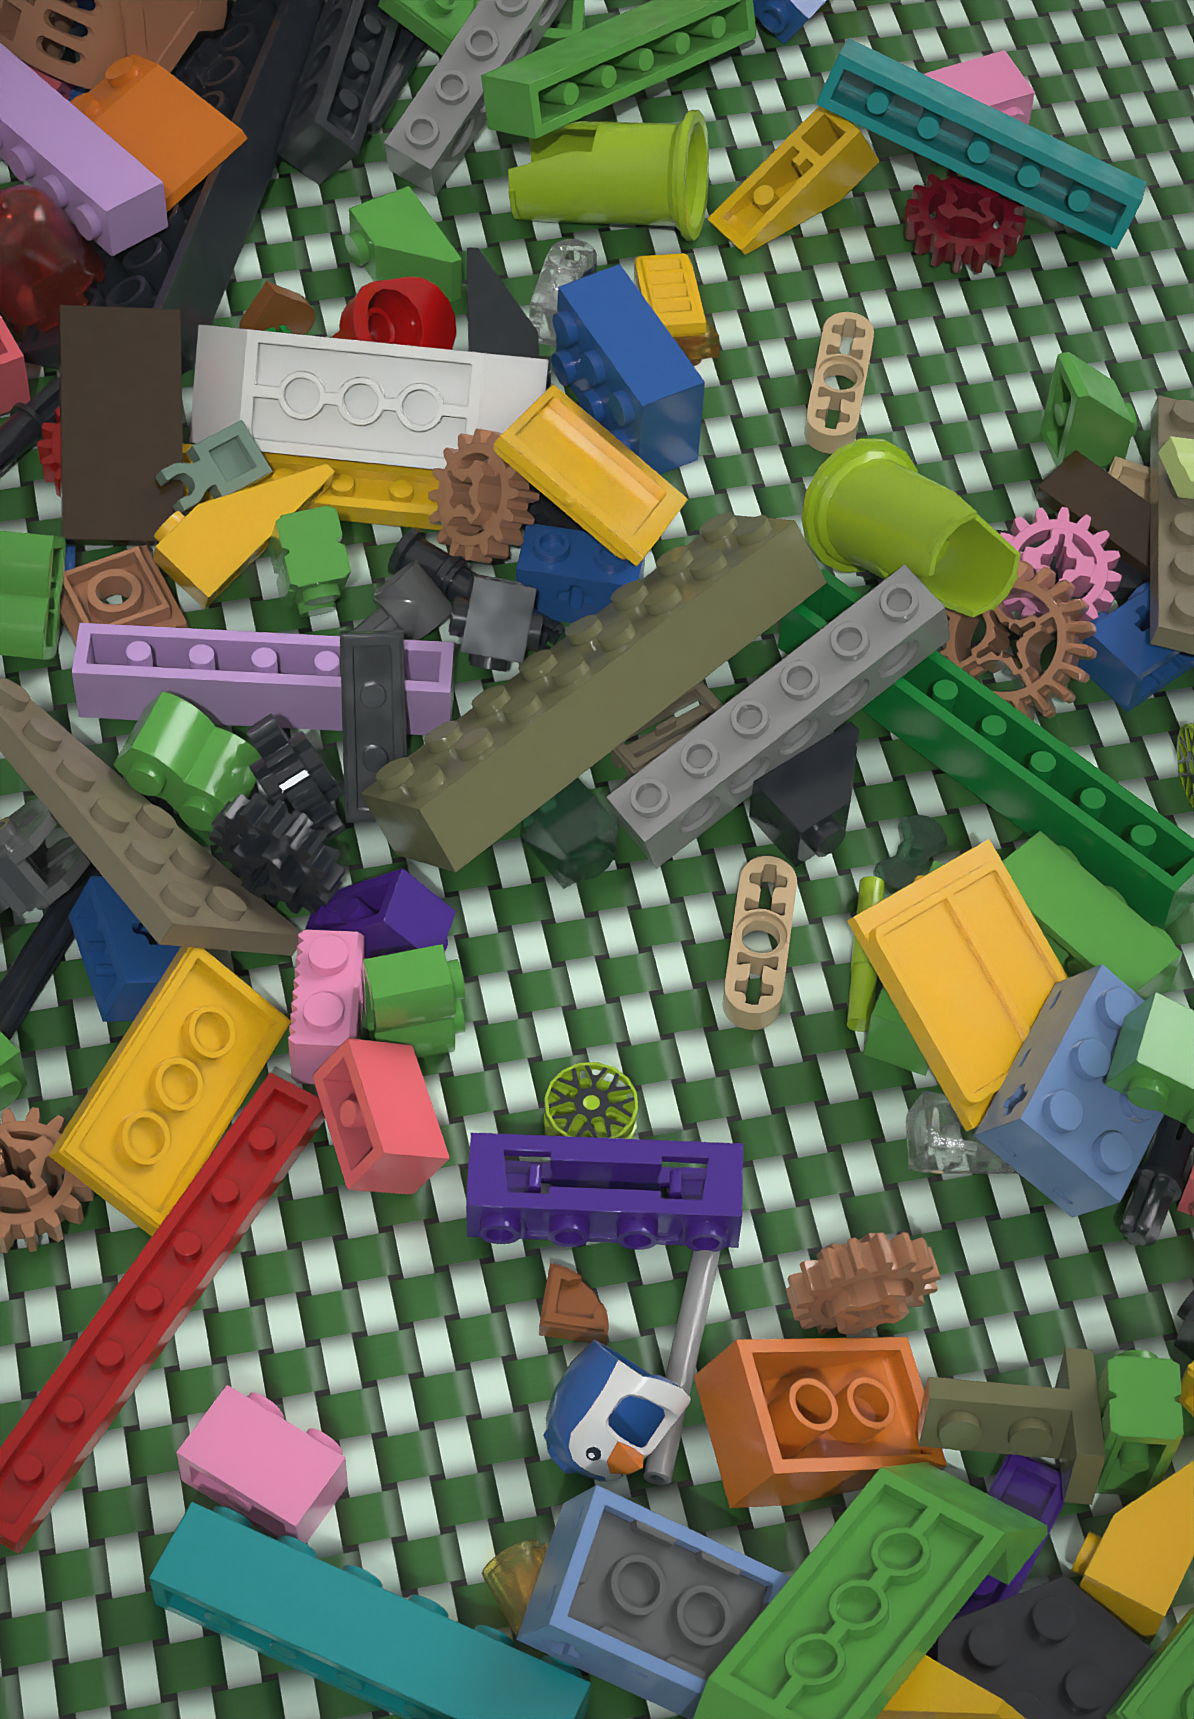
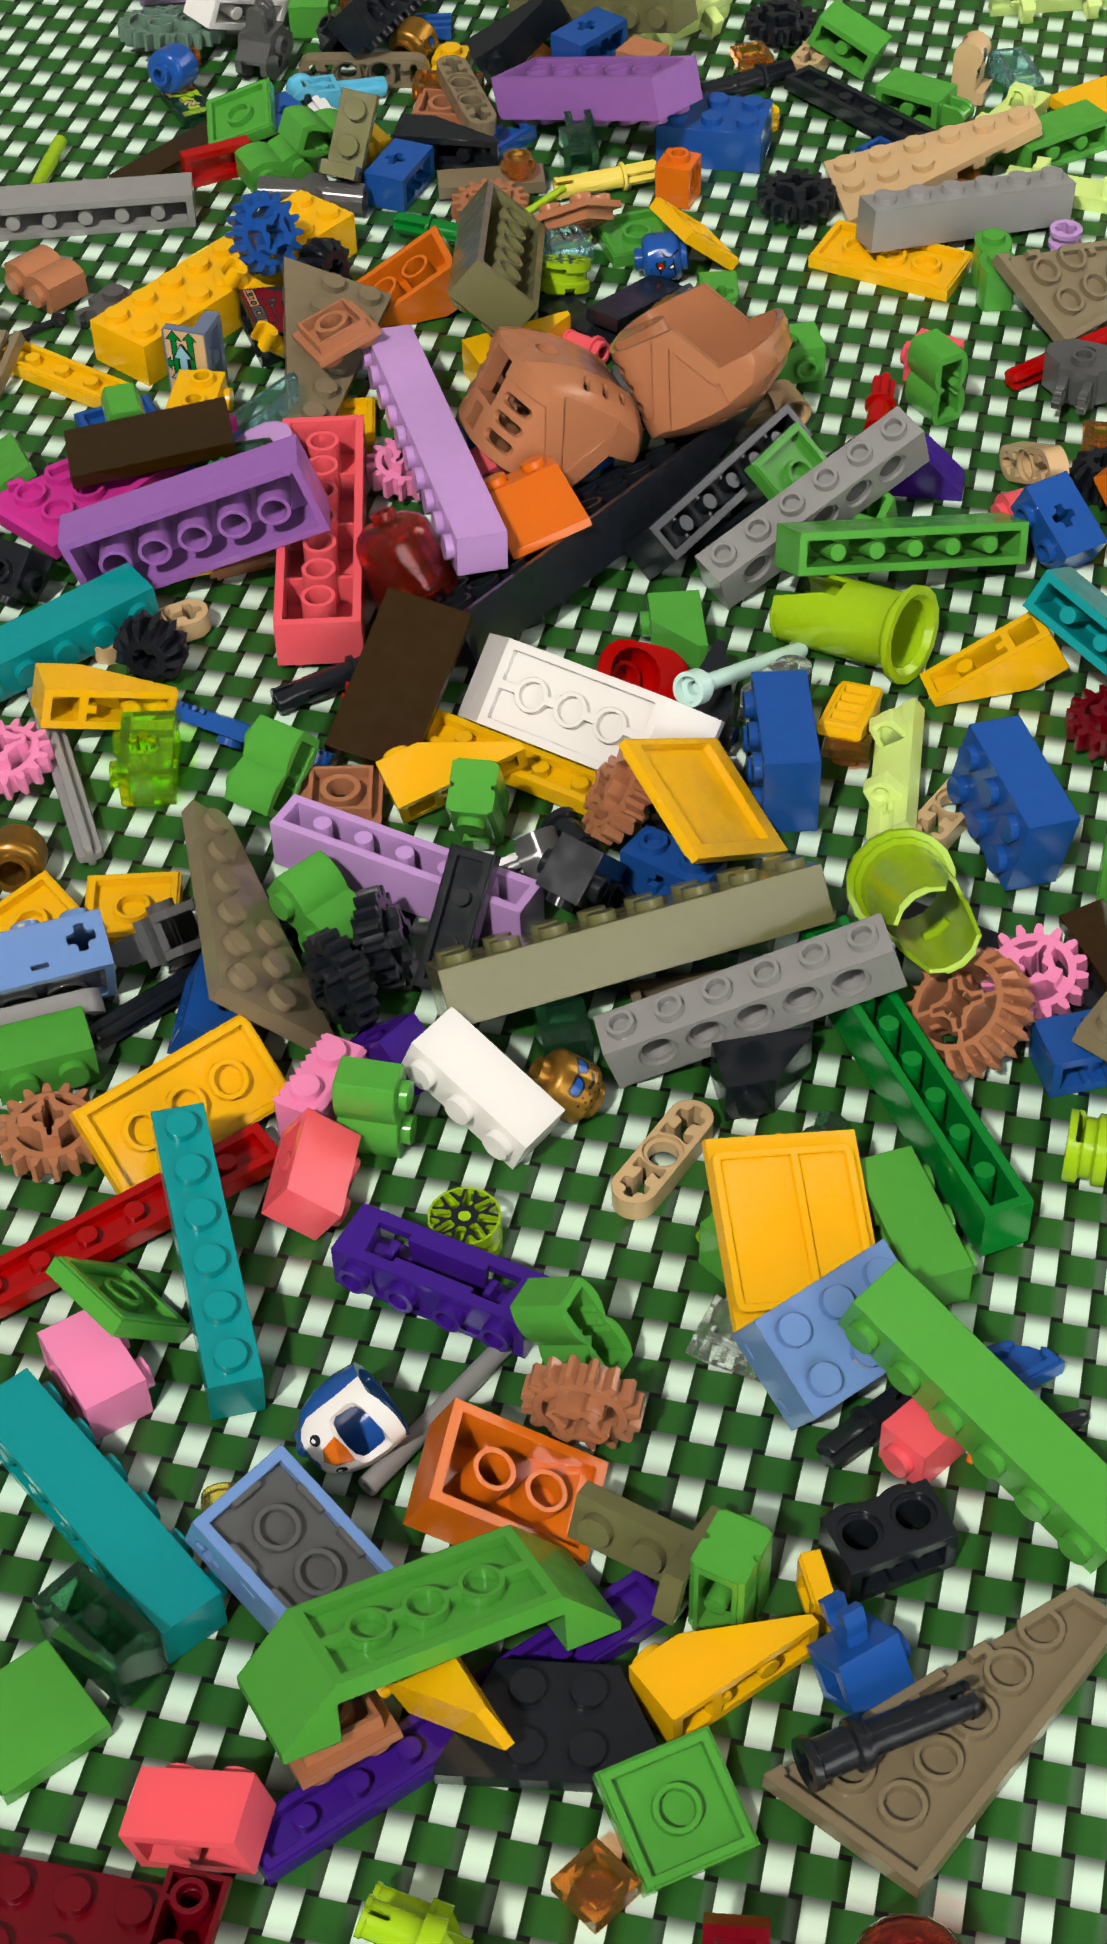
camera: 30 degrees right, 10 degrees down
(219, 464) = (452, 723): sand green plate -> none
(246, 1369) = (118, 1299): none -> bright green tile
(276, 307) = (565, 644): dark orange tile -> none
(327, 1276) = (208, 1262): none -> teal brick
(499, 322) = (697, 686): none -> light aqua piece
(525, 933) = (481, 1088): none -> white brick
(572, 1308) = (377, 1352): dark orange tile -> none
(612, 893) = (570, 1082): none -> pearl gold head
(758, 360) = (895, 768): none -> yellowish green hinge
(800, 1199) = (568, 1319): none -> bright green brick
(925, 361) = (1012, 803): none -> blue brick

